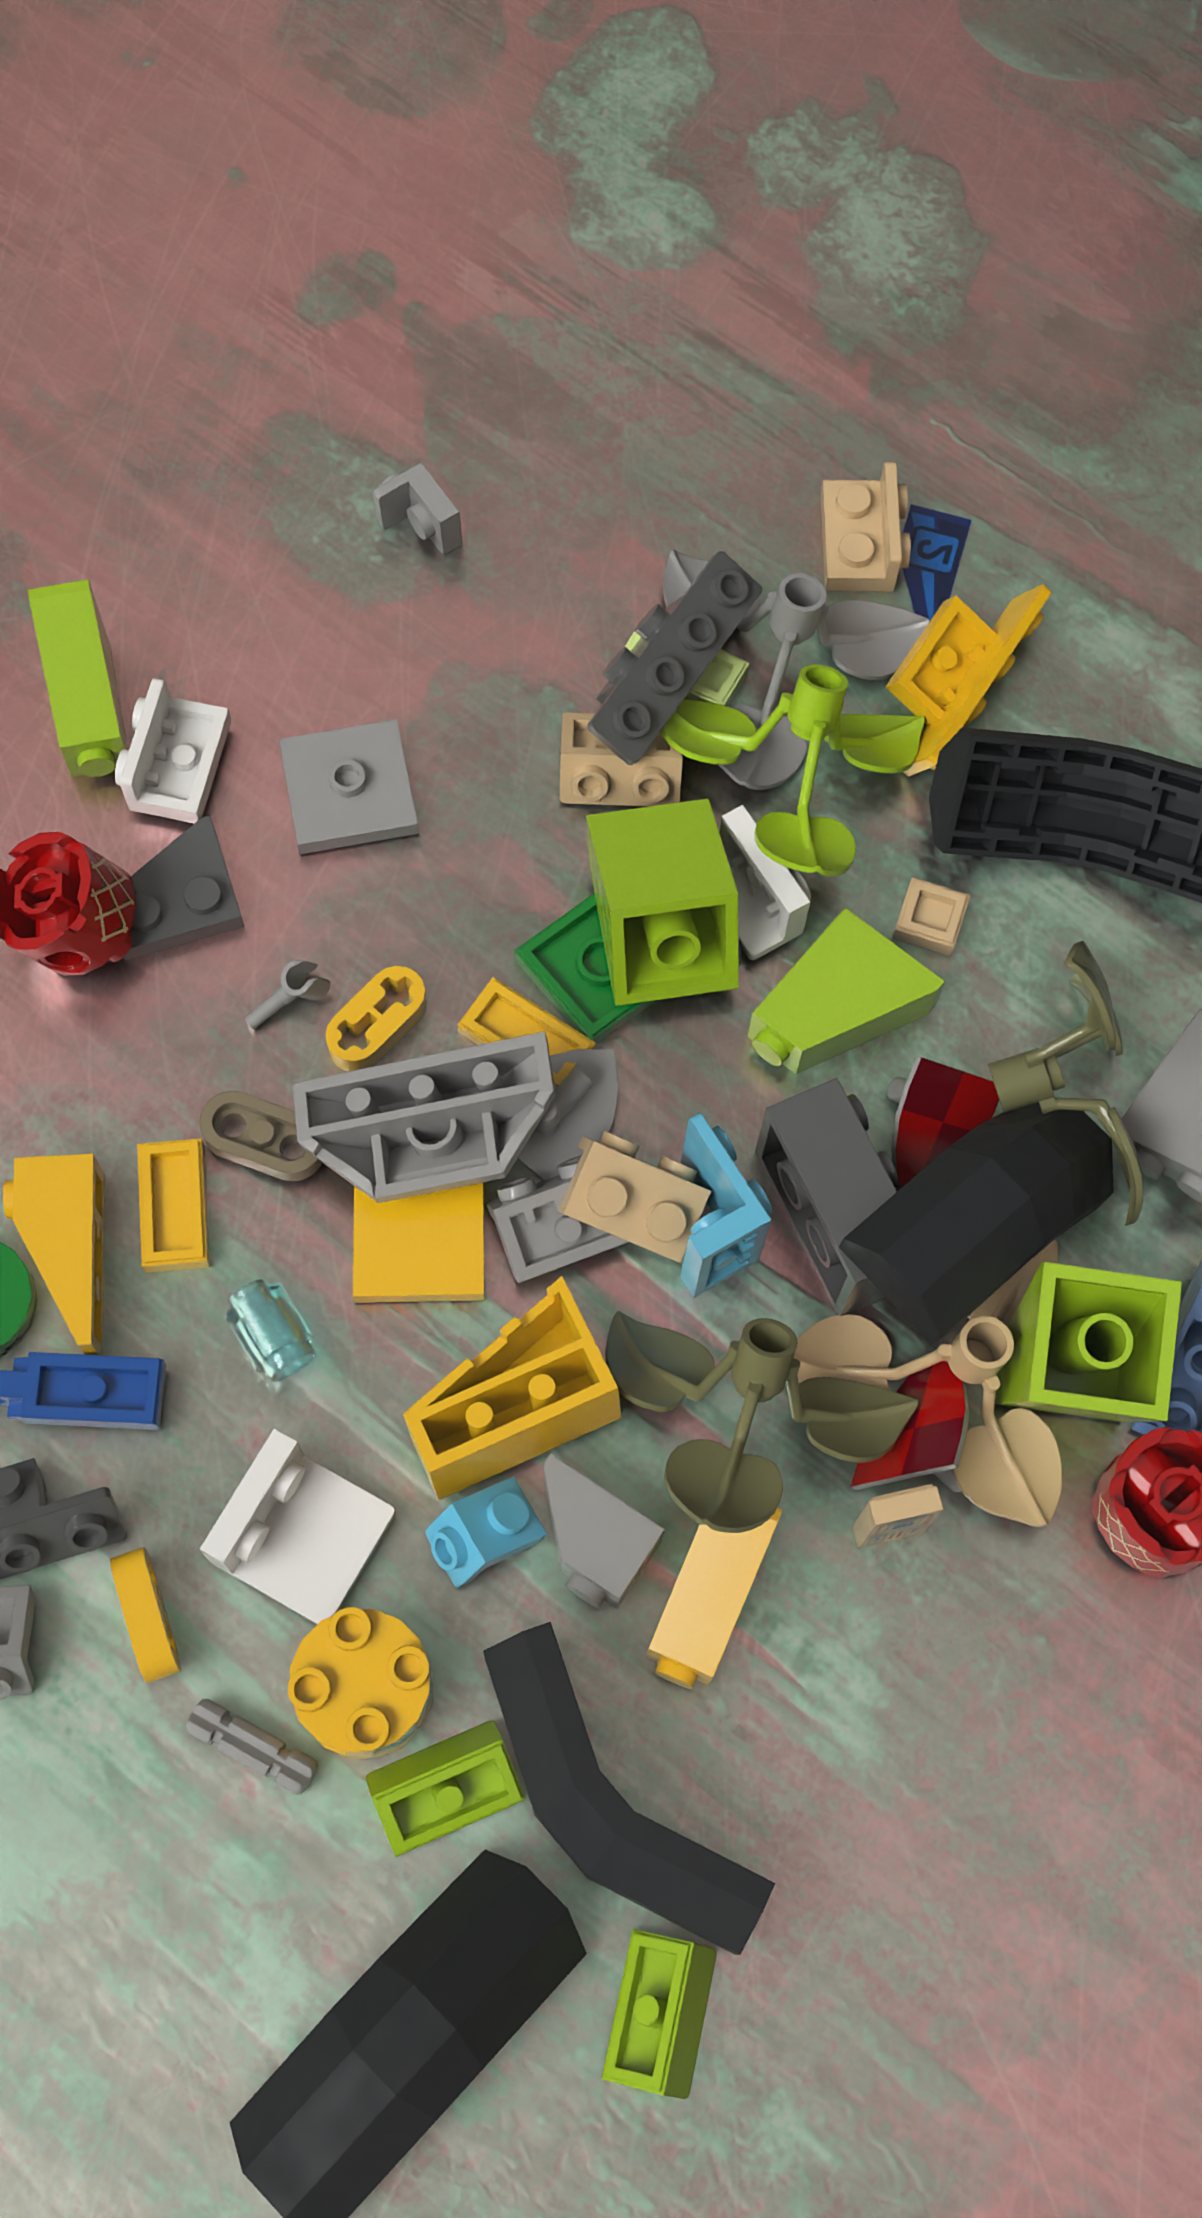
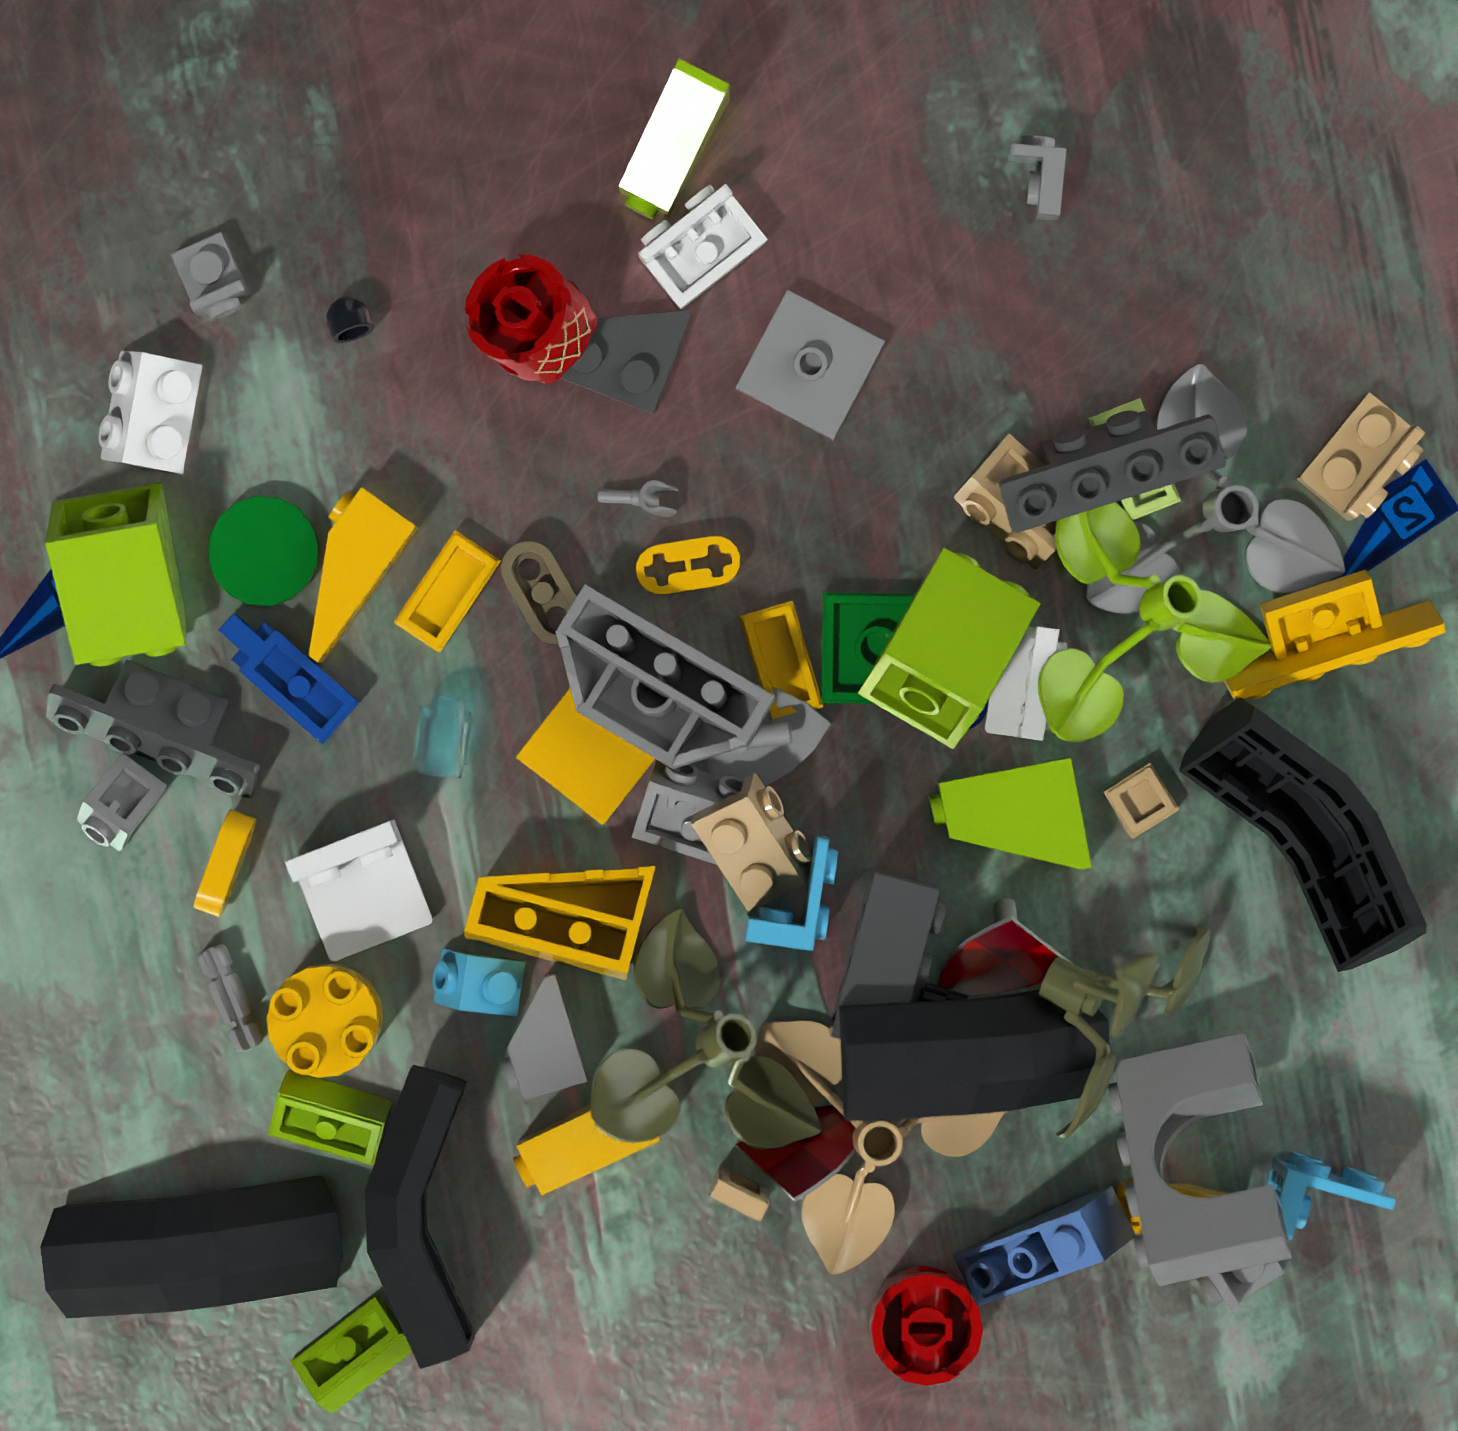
camera: 40 degrees right, 20 degrees up
(1093, 1345) = (942, 1203): lime slope -> none

